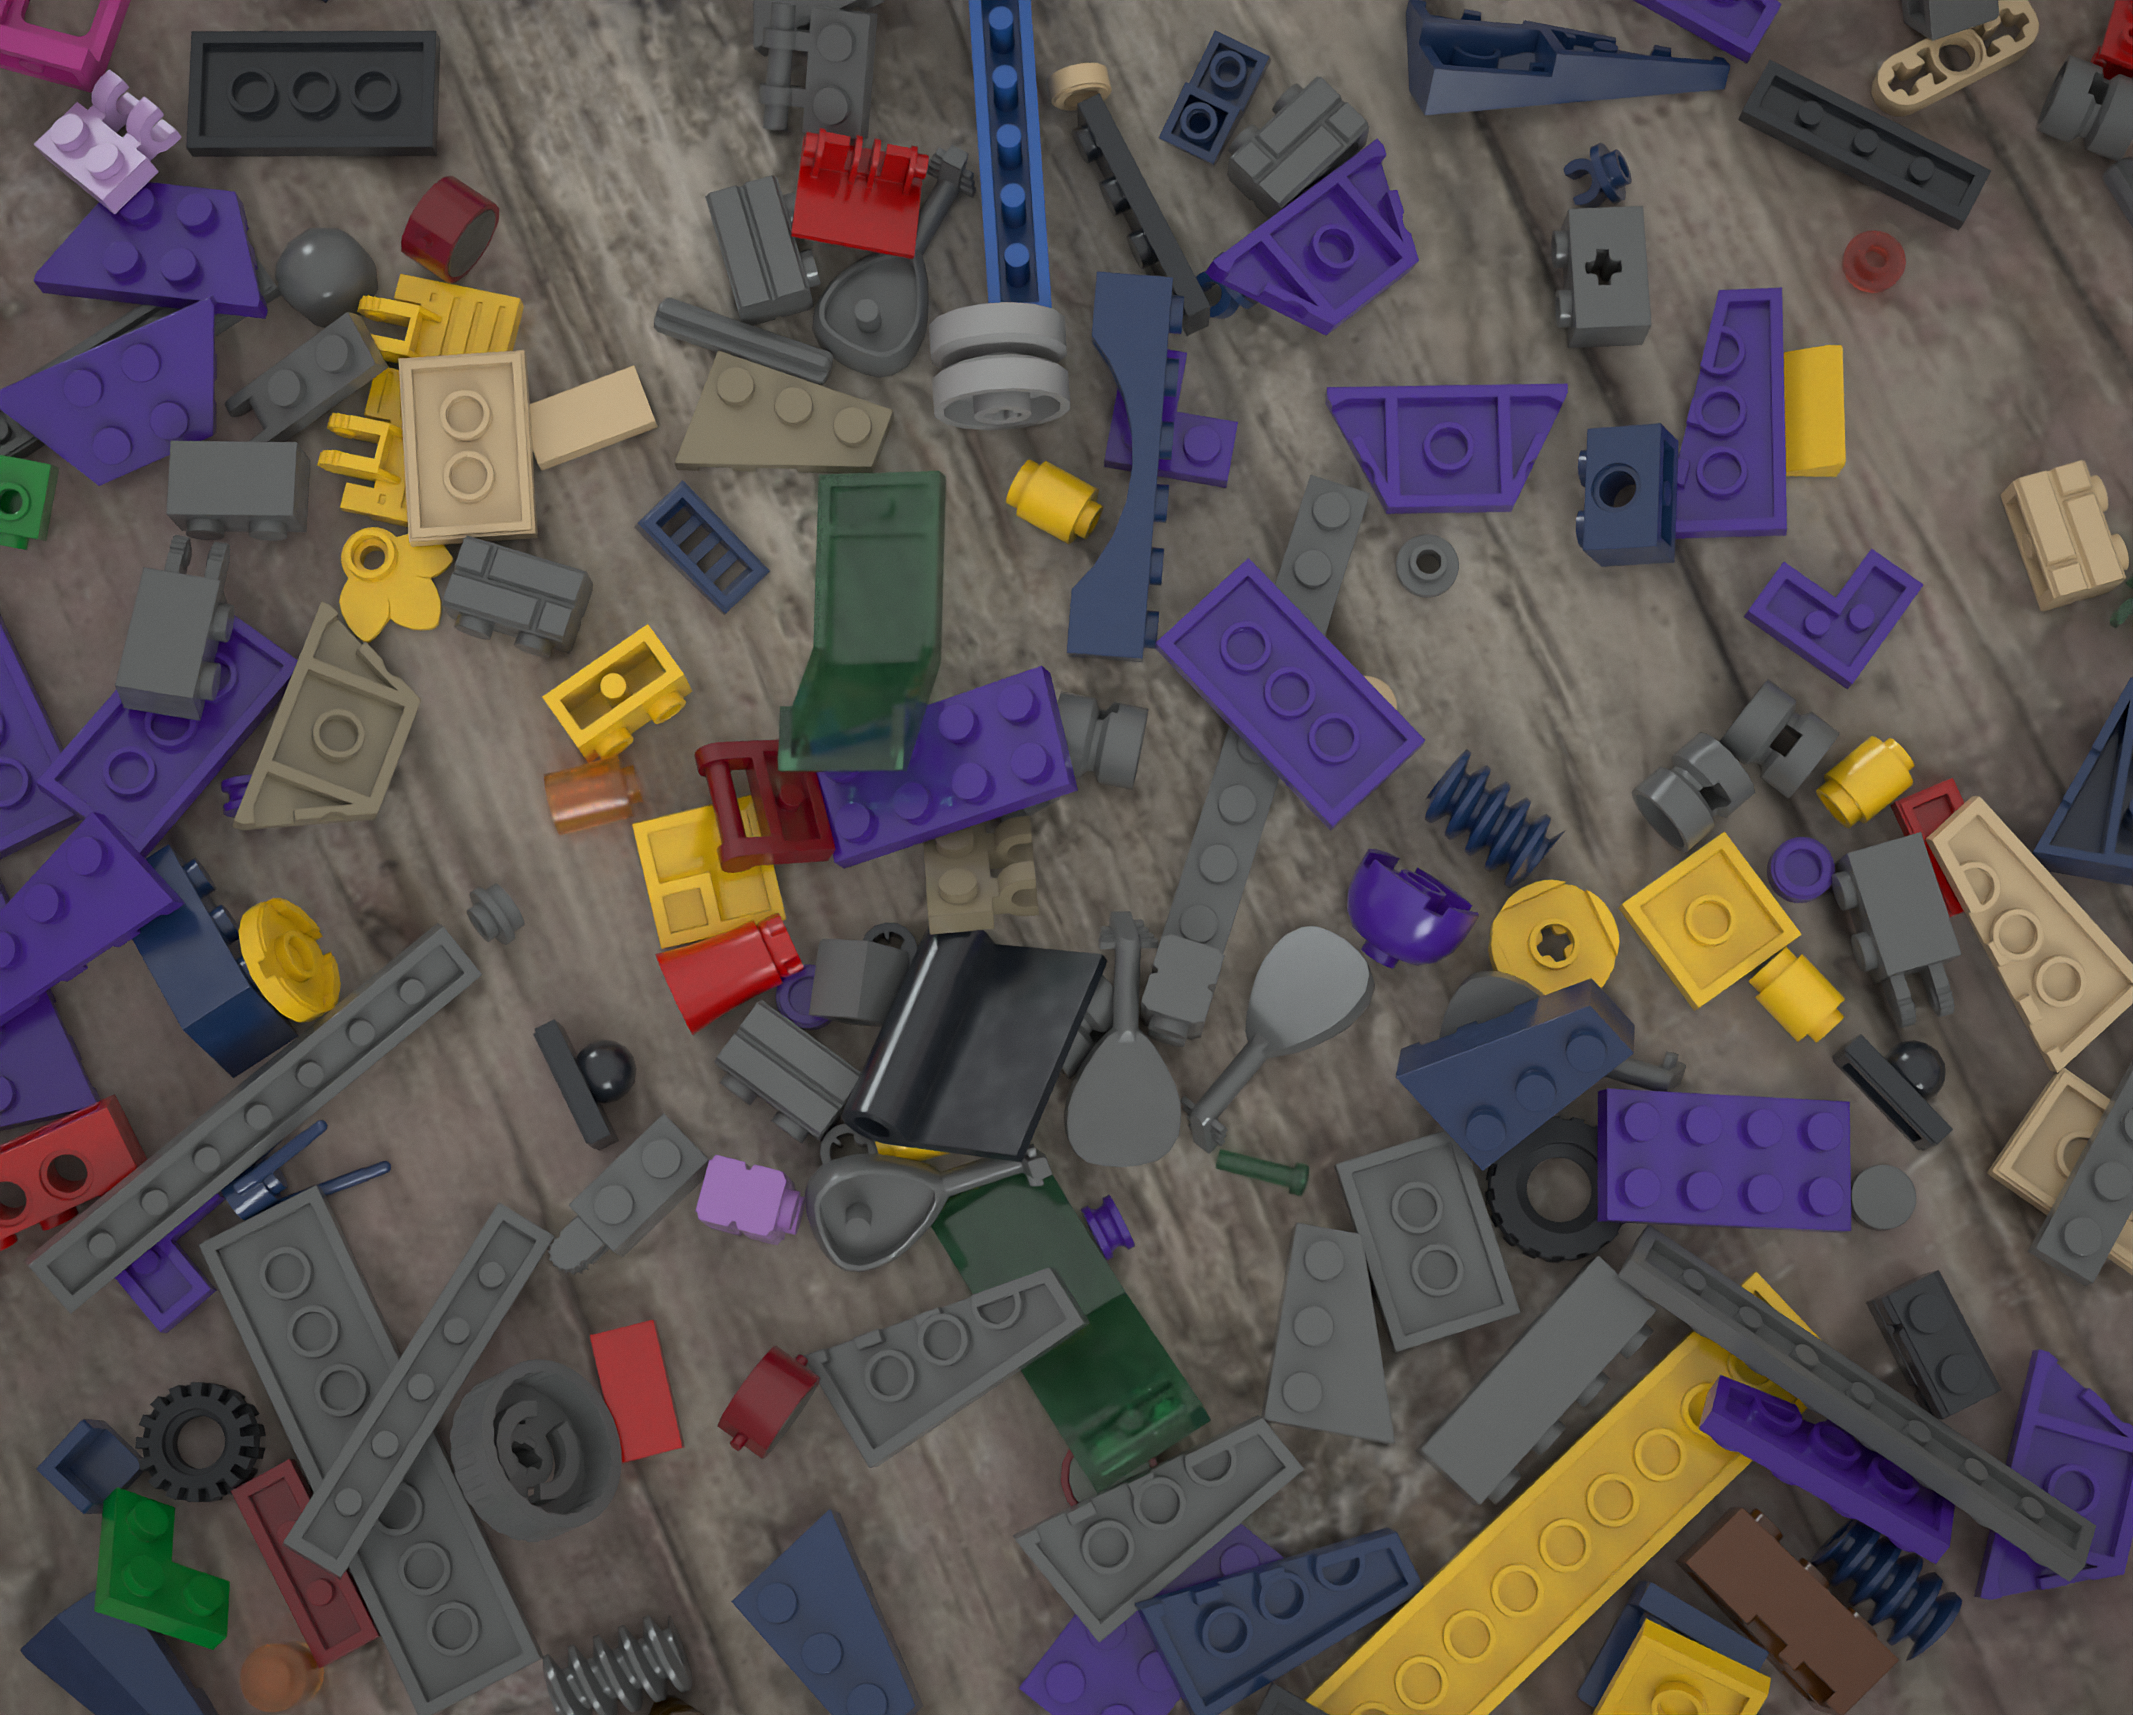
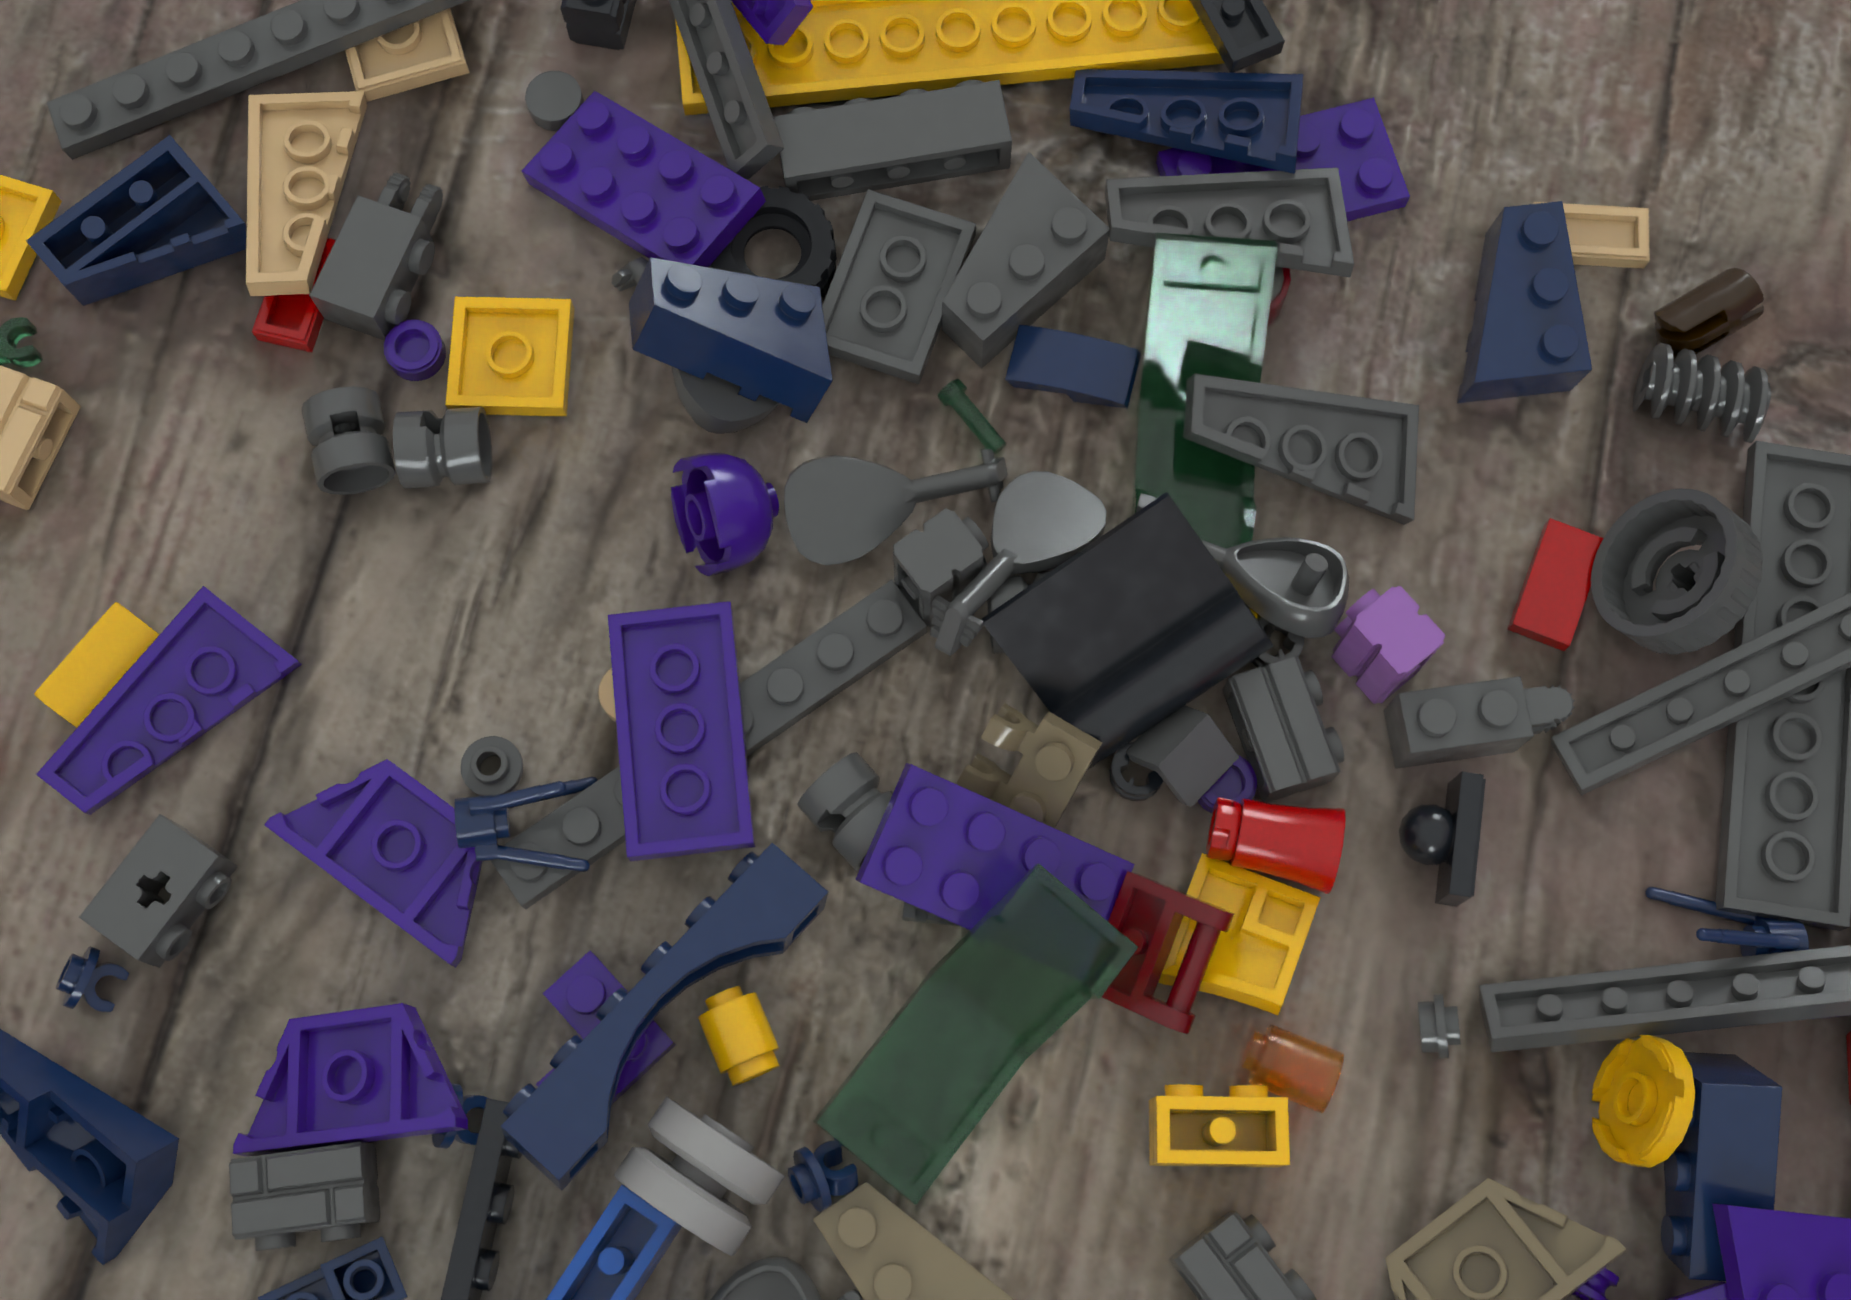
camera: 145 degrees left, 5 degrees down
(684, 497) = (1067, 1276): dark blue slope -> none
(768, 1402) = (1465, 496): dark red piece -> none
(911, 436) = (814, 1180): none -> dark blue plate
(1107, 1227) = (1119, 451): dark purple bush -> none
(1206, 1278) = (1074, 365): none -> dark blue slope
(1387, 510) = (486, 819): none -> dark blue plant
(1490, 820) = (604, 535): dark blue piece -> none
(1565, 911) = (618, 393): yellow plate -> none
(1647, 524) = (258, 711): dark blue brick -> none
(1798, 996) = (494, 258): yellow brick -> none
(1837, 631) = (226, 488): dark purple plate -> none
(1866, 781) = (311, 367): yellow brick -> none
(1899, 1085) = (477, 154): black tile -> none

